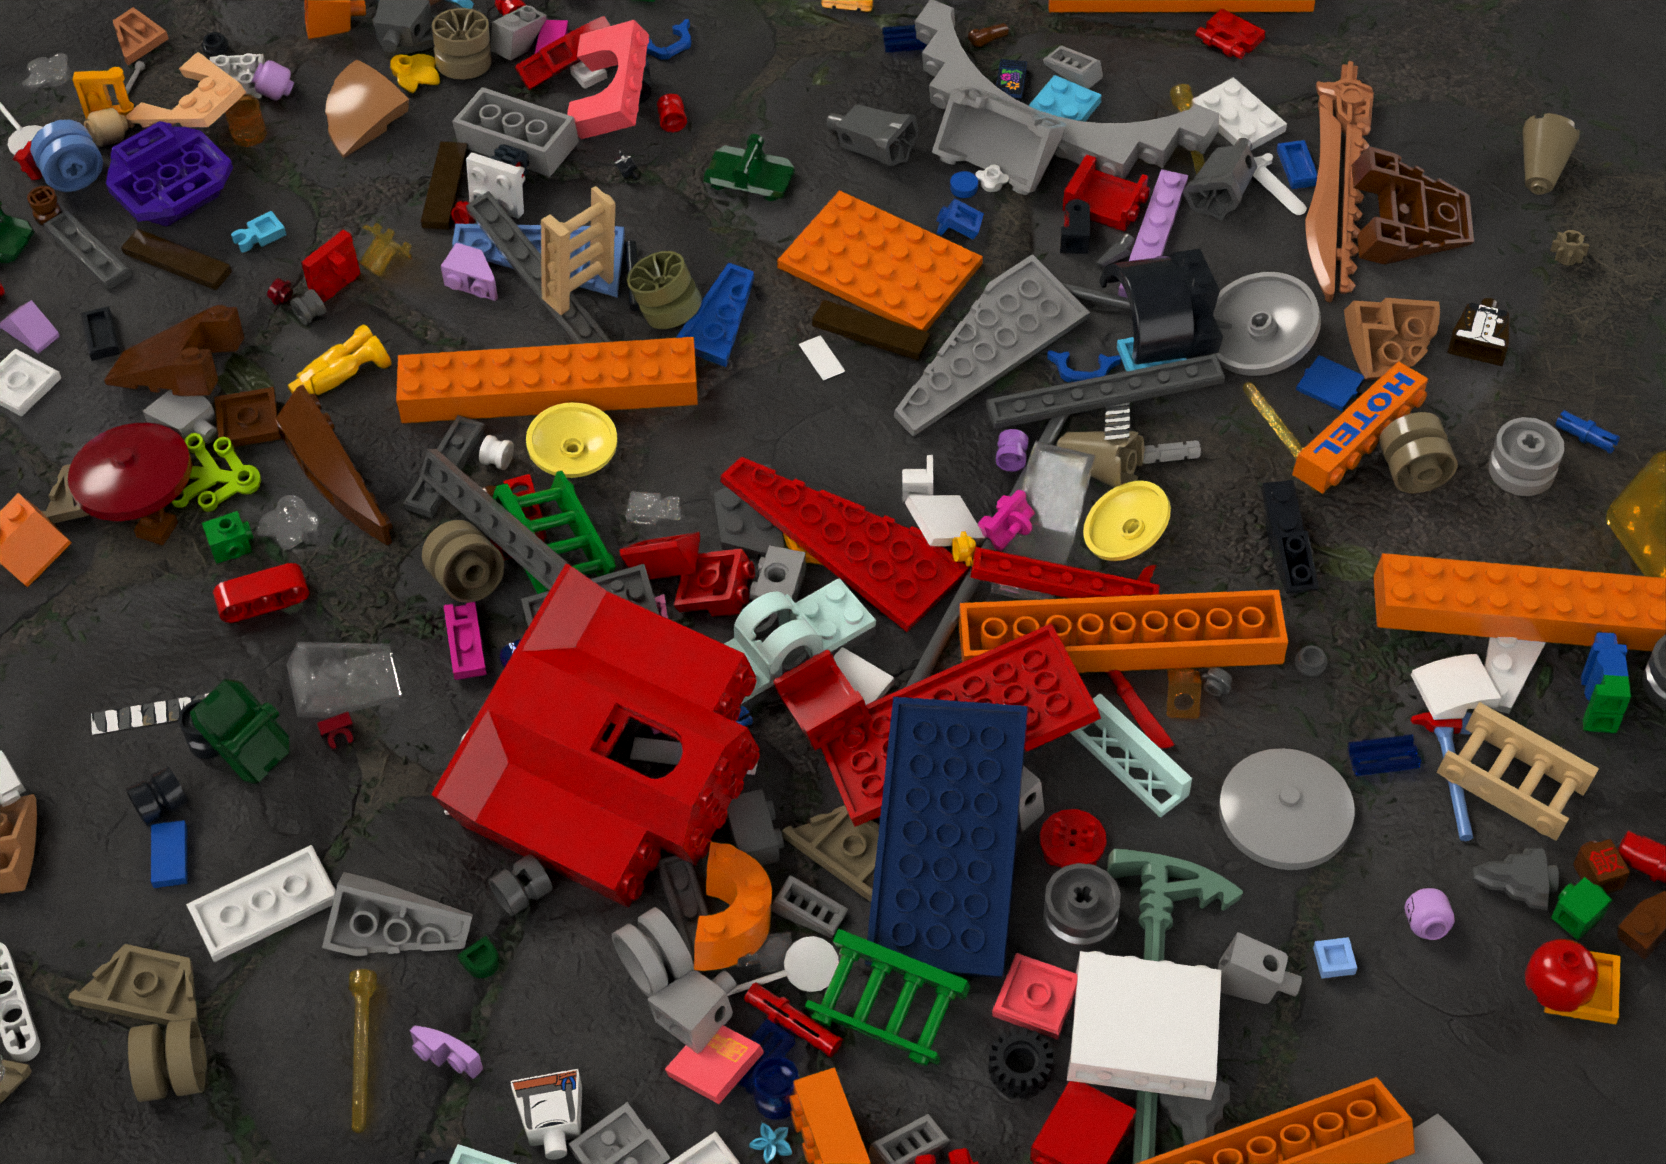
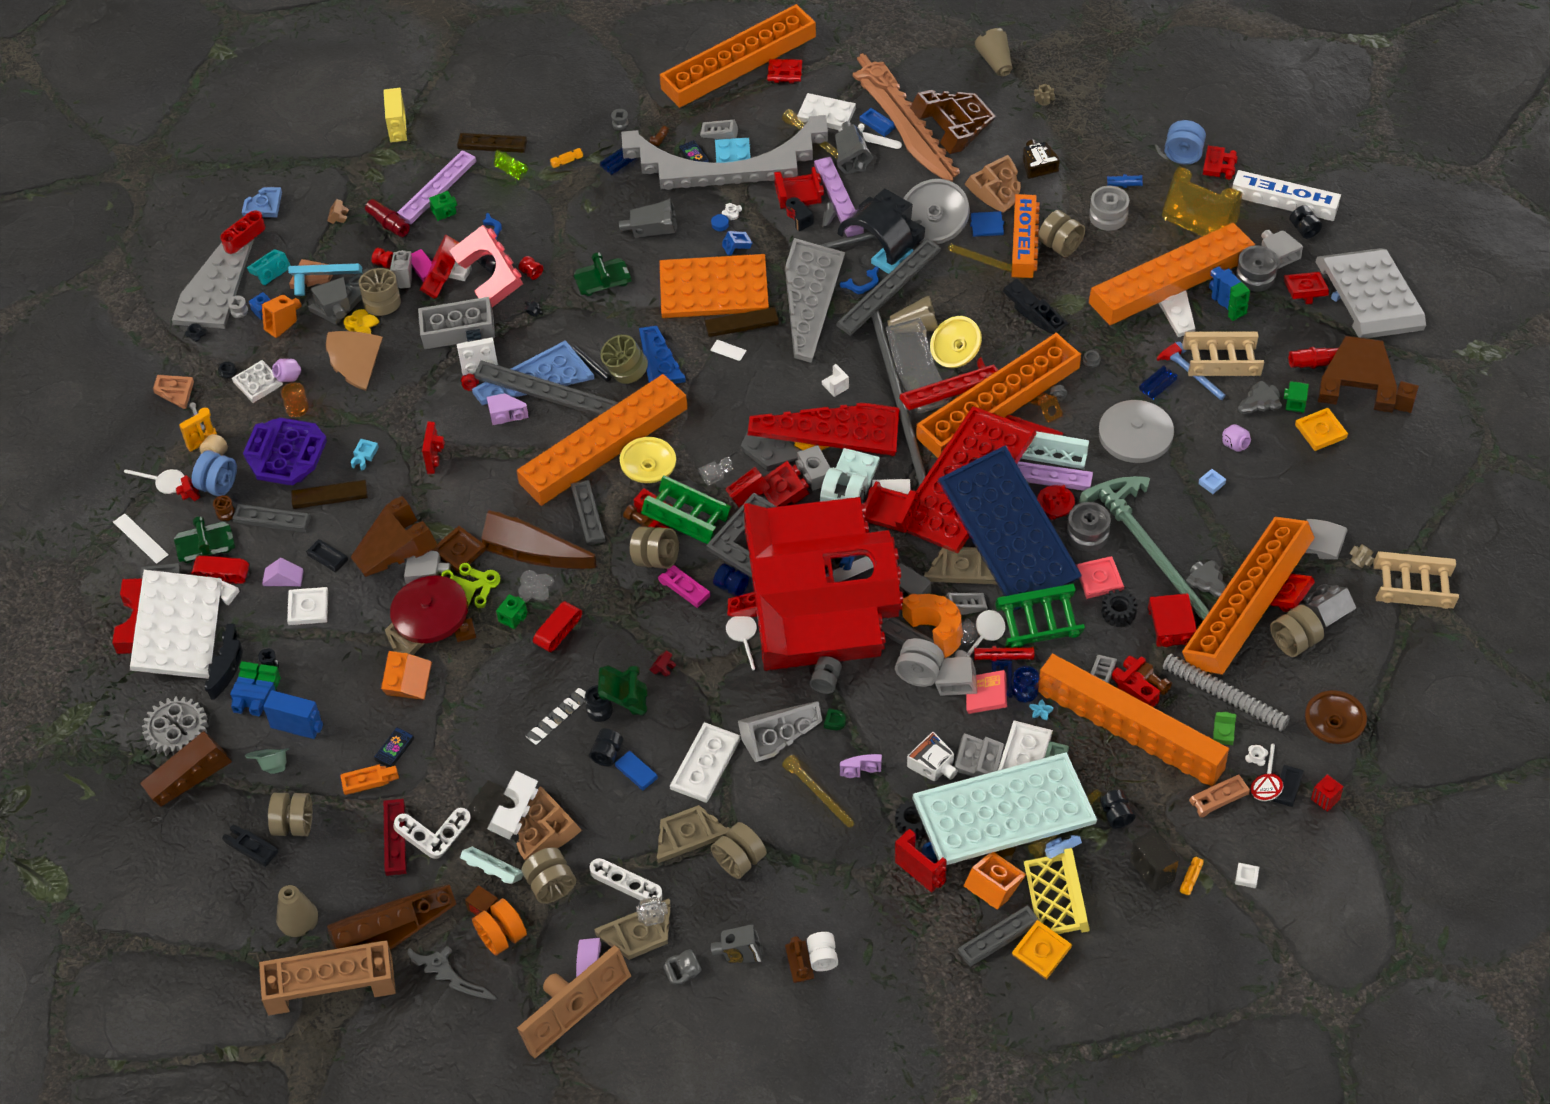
camera: 35 degrees left, 0 degrees up
(47, 70) = (140, 437): clear plate -> none
(202, 106) = (268, 402): light nougat wing -> none
(280, 291) = (408, 477): dark red plate -> none
(308, 306) = (434, 476): dark grey wheel -> none
(339, 364) = (480, 497): yellow piece -> none
(341, 677) = (641, 640): clear slope -> none
(382, 250) = (447, 423): clear yellow piece -> none
(444, 185) = (441, 373): dark brown tile -> none
(492, 518) = (656, 517): dark grey tile -> none
(496, 452) = (611, 489): white wheel -> none
(557, 248) = (574, 360): tan fence -> none
(943, 518) = (868, 392): white tile -> none
(963, 548) = (892, 399): yellow plate -> none
(998, 132) = (721, 184): light grey windscreen -> none
(1010, 519) = (903, 372): dark pink hips -> none
(1012, 450) = (869, 342): medium lavender wheel -> none
(1095, 794) = (1056, 476): none -> lavender plate
(1117, 421) = (912, 297): sticker -> none
(1145, 1025) = (1164, 554): white panel -> none
(1172, 451) = (943, 298): light grey axle -> none
(1255, 971) = (1185, 507): light grey torso -> none
(1454, 686) = (1165, 332): white slope -> none
(1562, 975) = (1313, 428): red cylinder -> none
(1602, 865) = (1289, 372): reddish brown brick -> none

